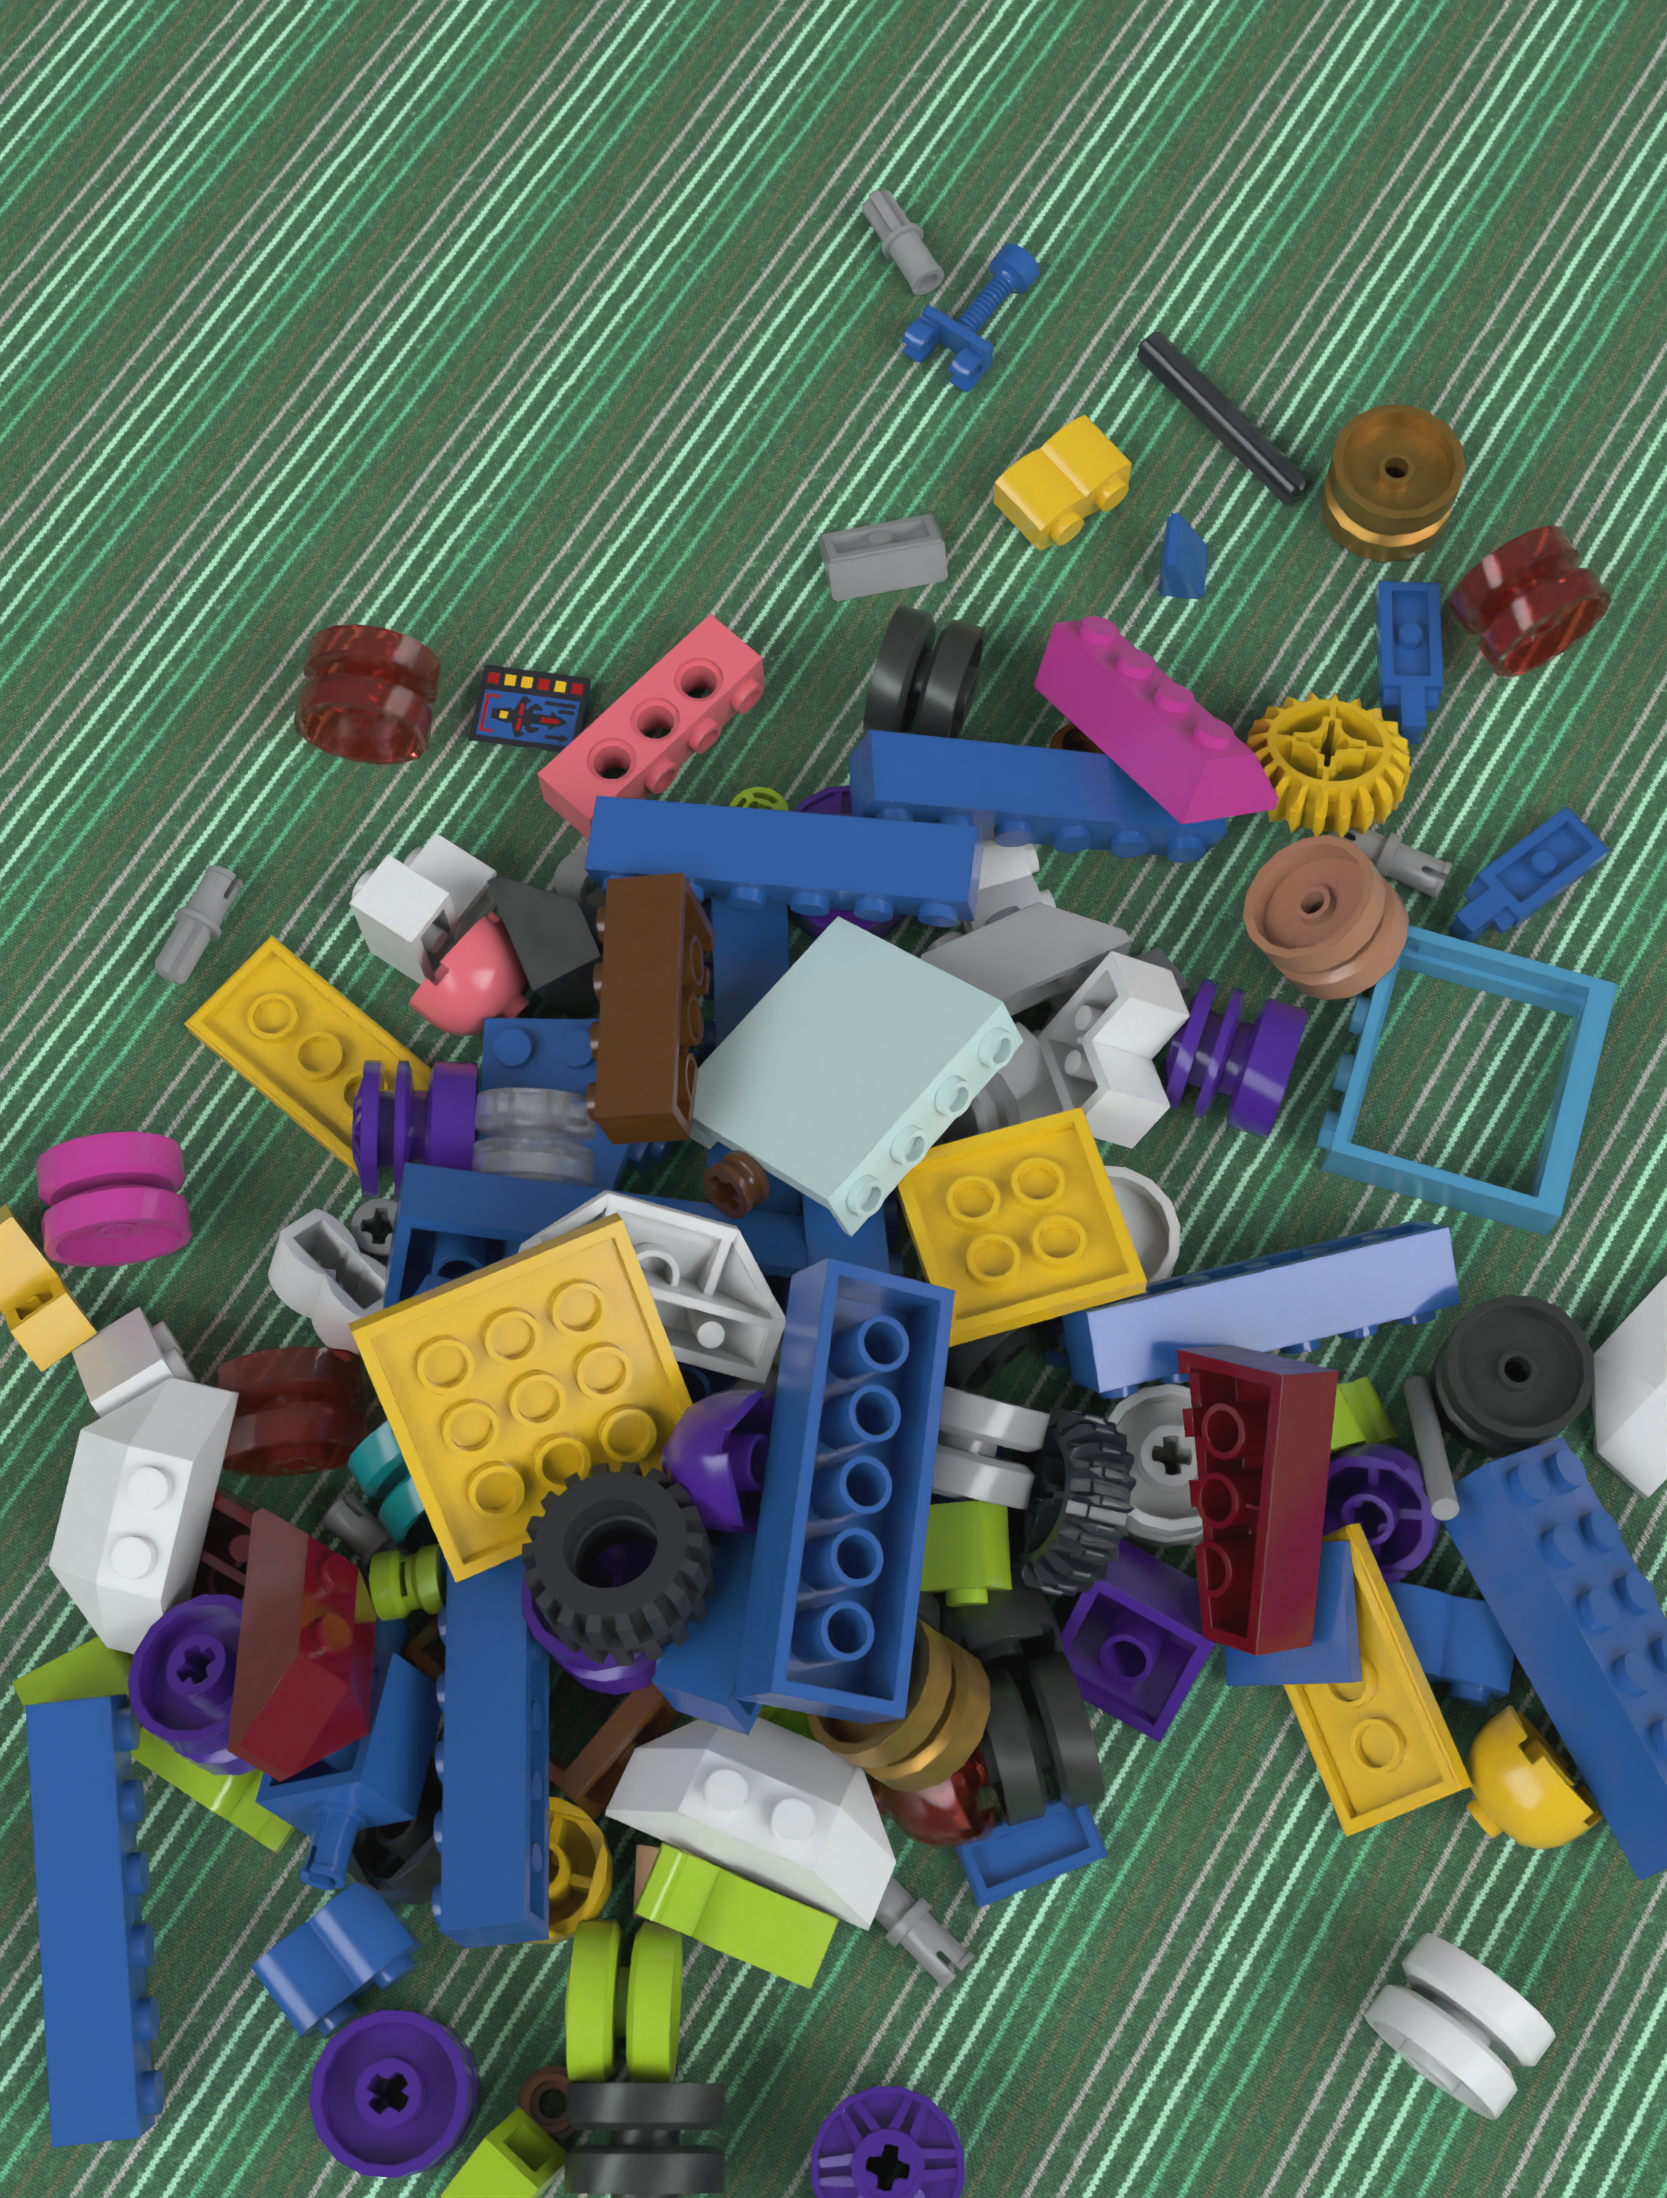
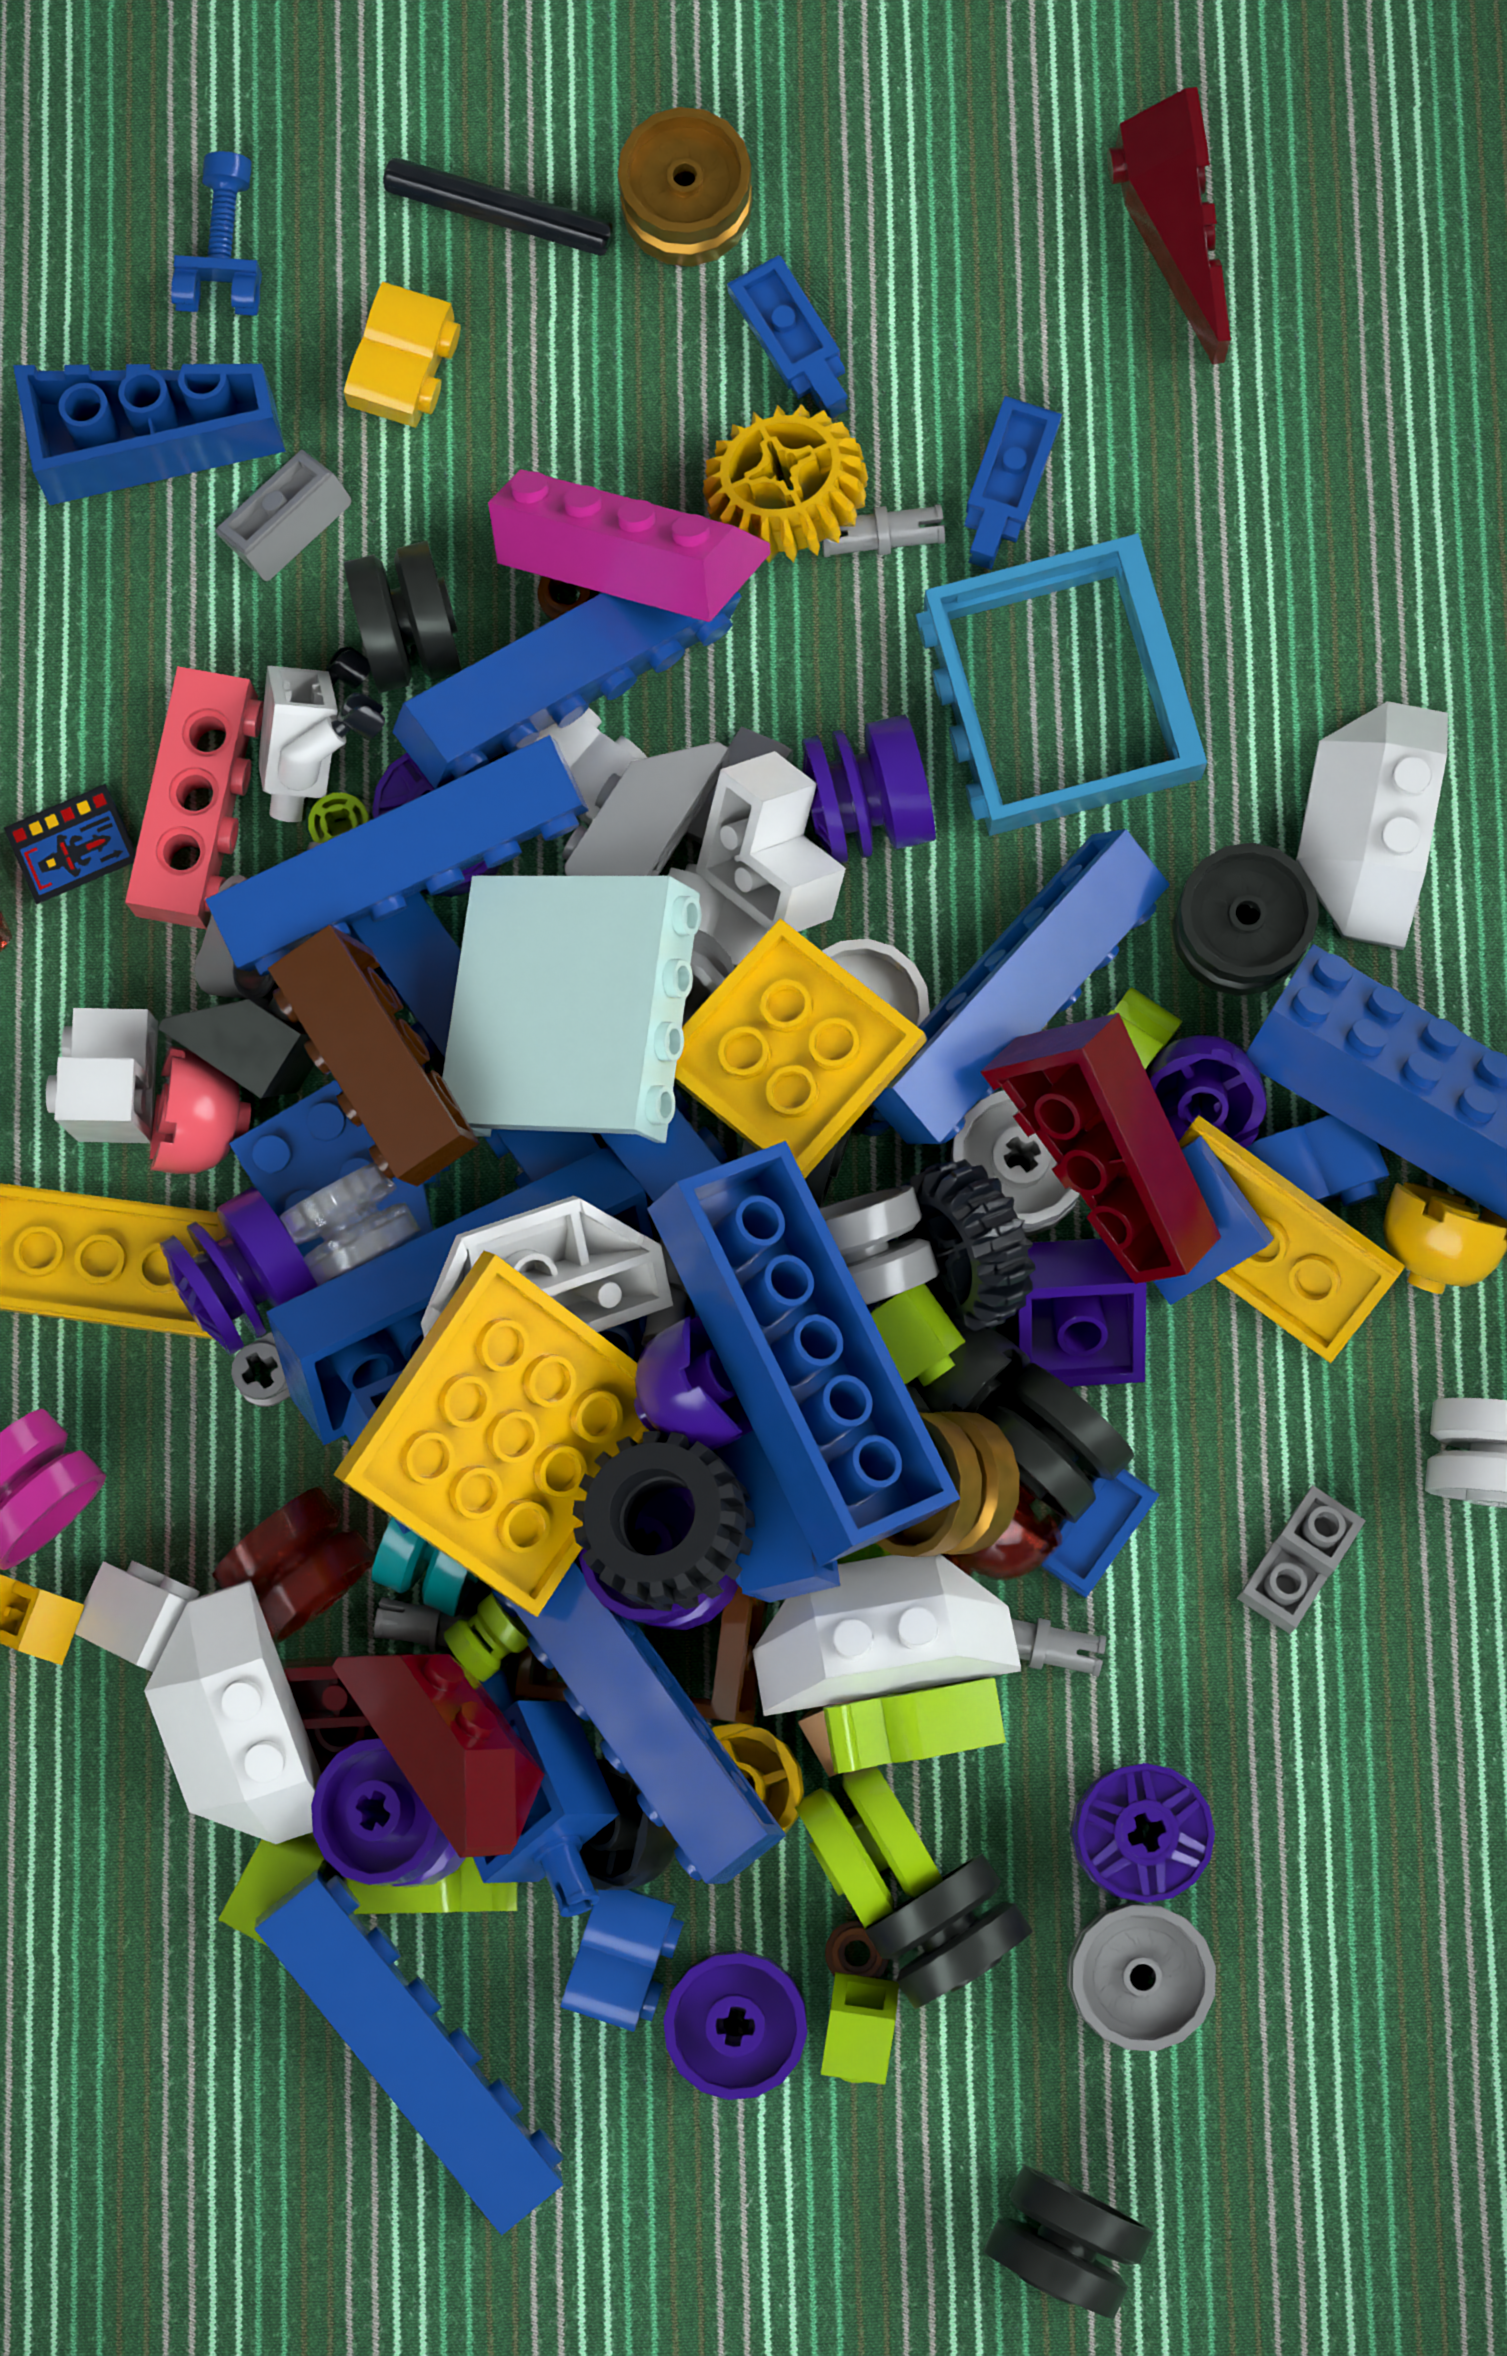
camera: 30 degrees left, 10 degrees up
(326, 1277) = (246, 1440): white brick -> none
(736, 1184) = (542, 1157): reddish brown bush -> none
(775, 719) = (304, 730): none -> white torso
(813, 416) = (142, 424): none -> blue wedge
(902, 242) = (108, 204): light grey axle -> none
(1182, 560) = (547, 364): blue slope -> none
(1204, 2005) = (1301, 1559): none -> light grey slope
(1326, 917) = (869, 623): nougat wheel -> none
(1431, 1448) = (1217, 1018): light grey bar -> none
(1529, 601) = (868, 231): clear red wheel -> none

